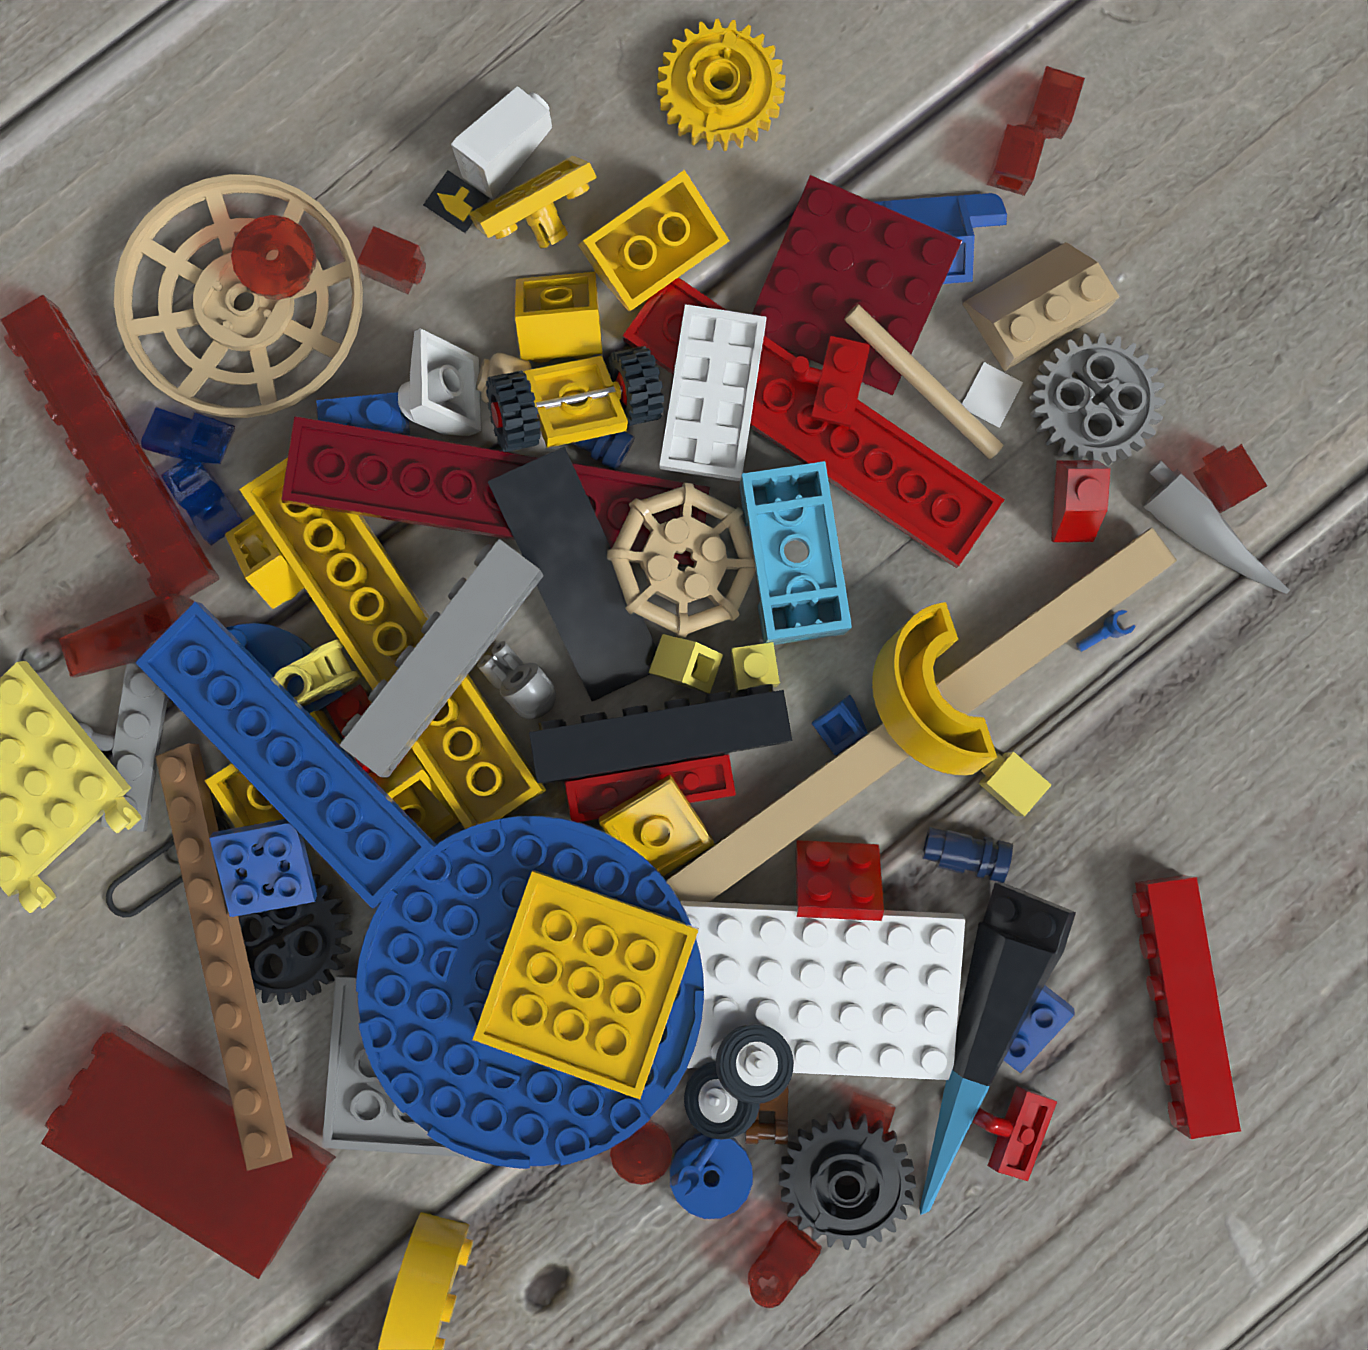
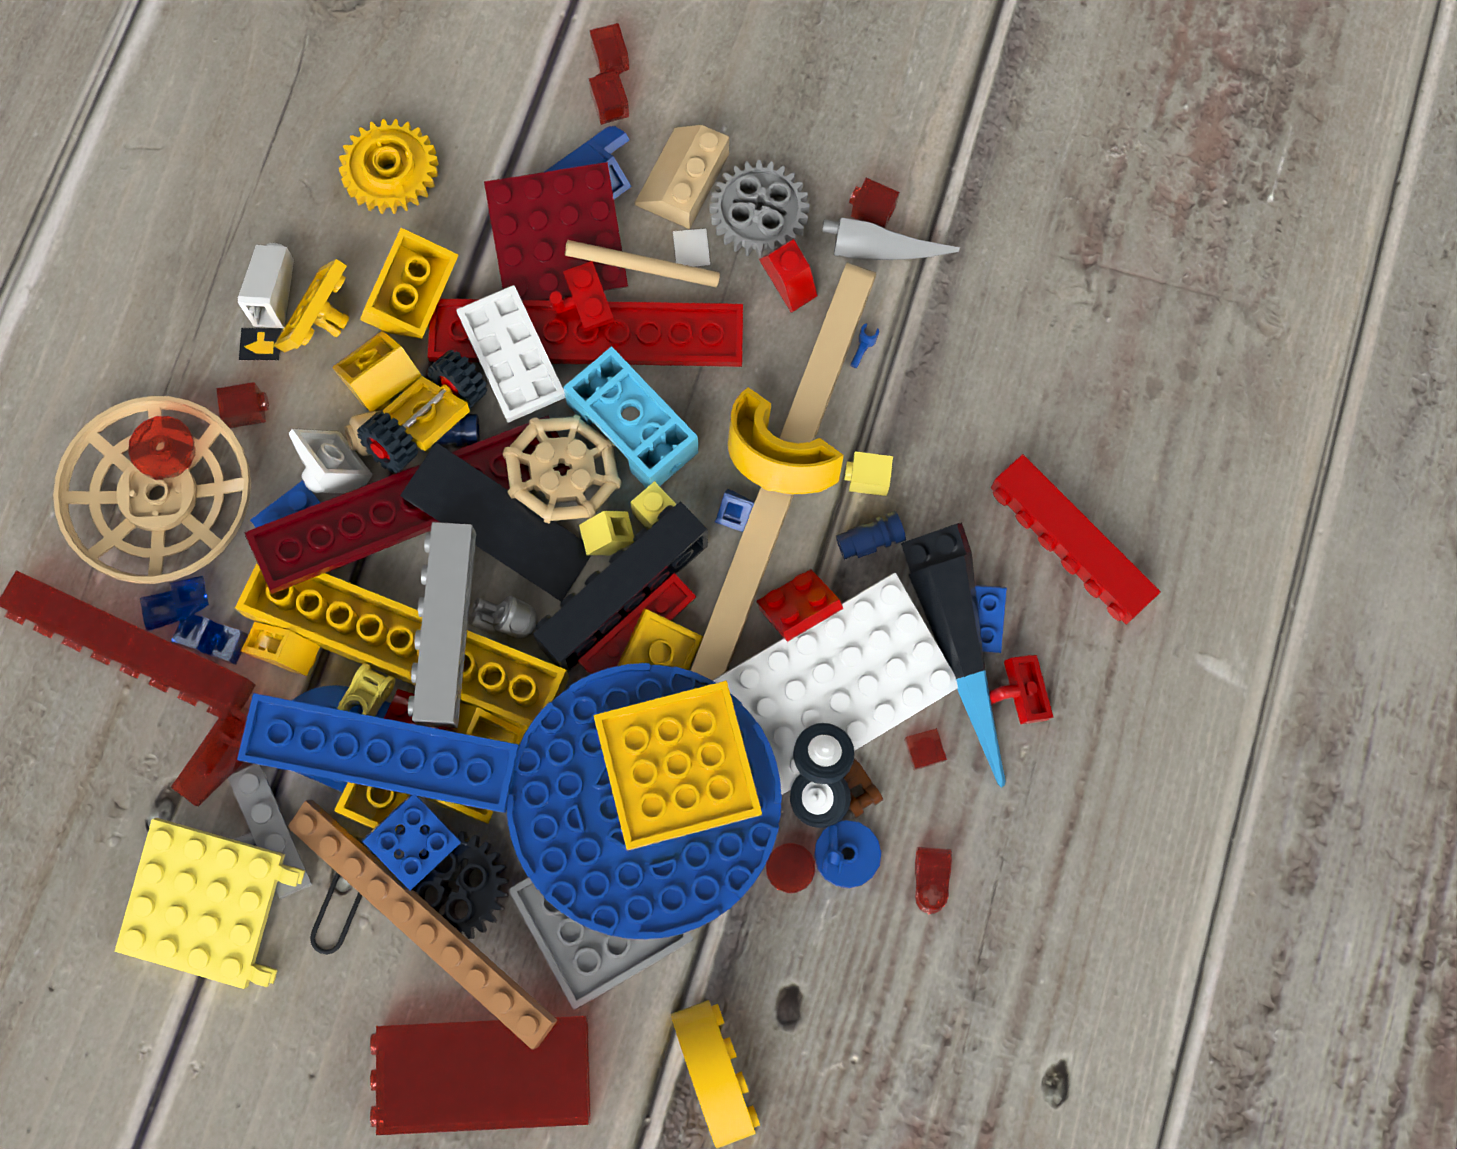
camera: 30 degrees left, 10 degrees down
(852, 1209) = (961, 797): black gear -> none

